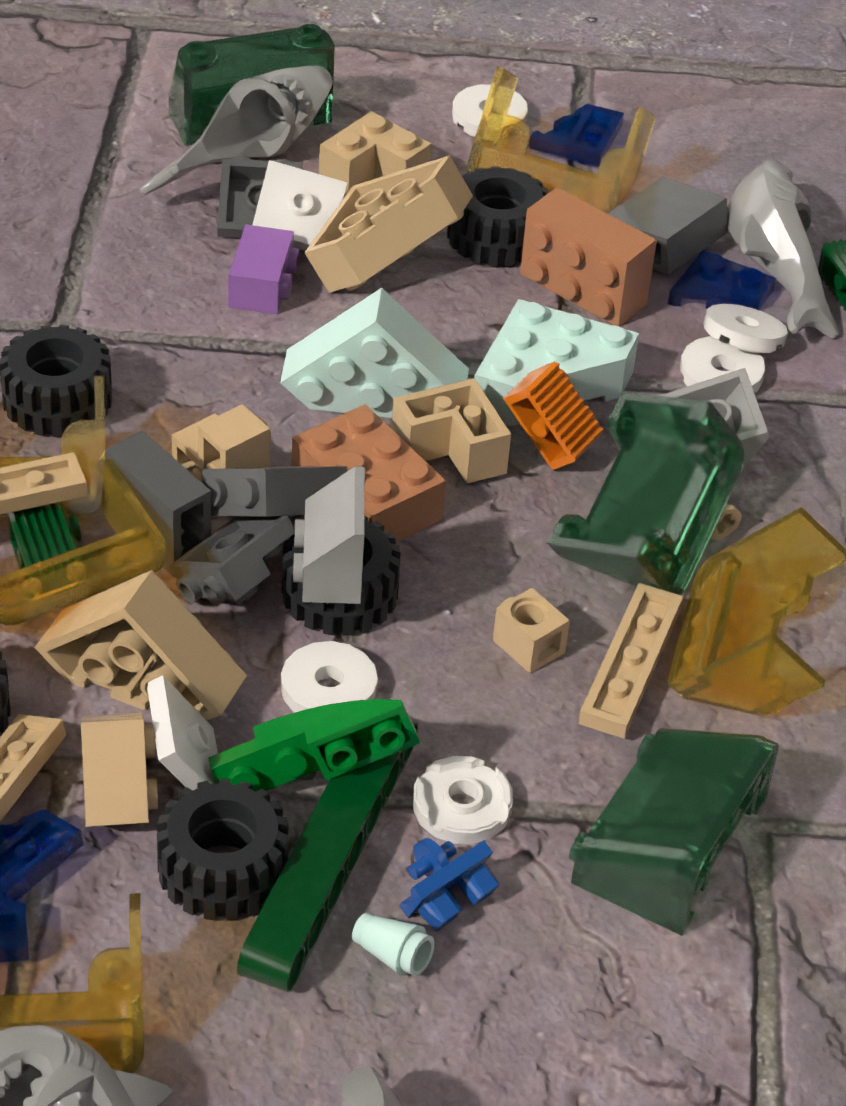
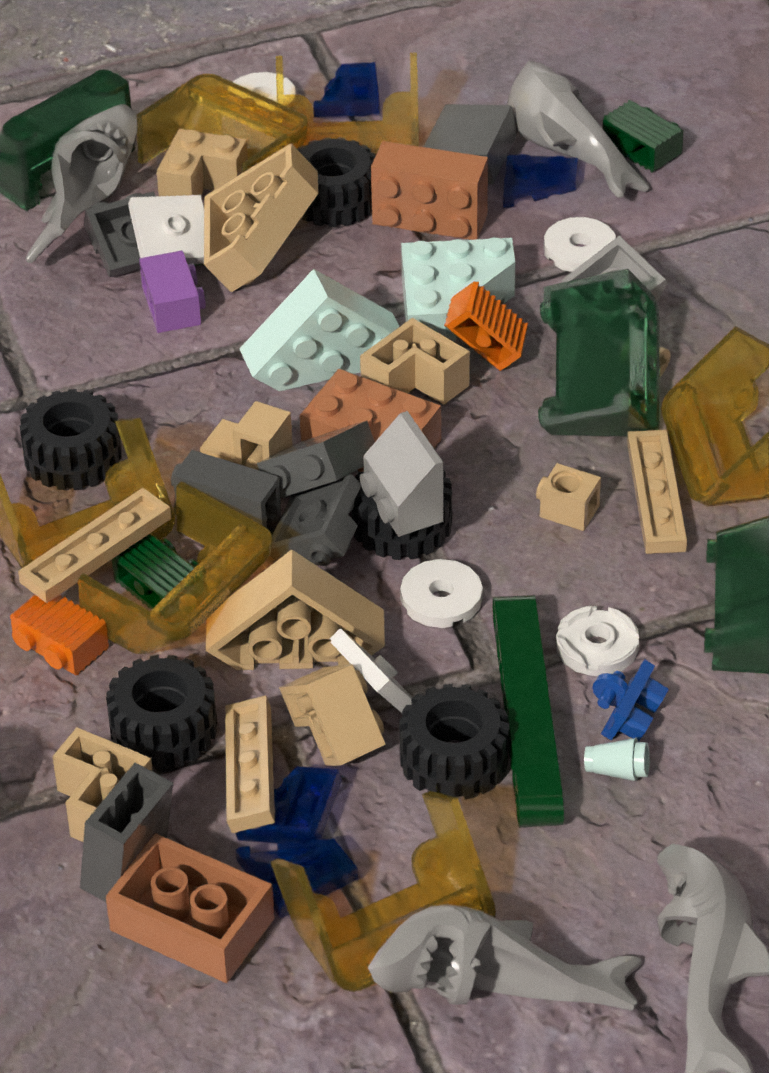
camera: 20 degrees left, 0 degrees up
(318, 738) = (482, 630): green slope -> none
(421, 103) = (220, 108): none -> clear yellow windscreen
(746, 328) = (586, 204): white tile -> none

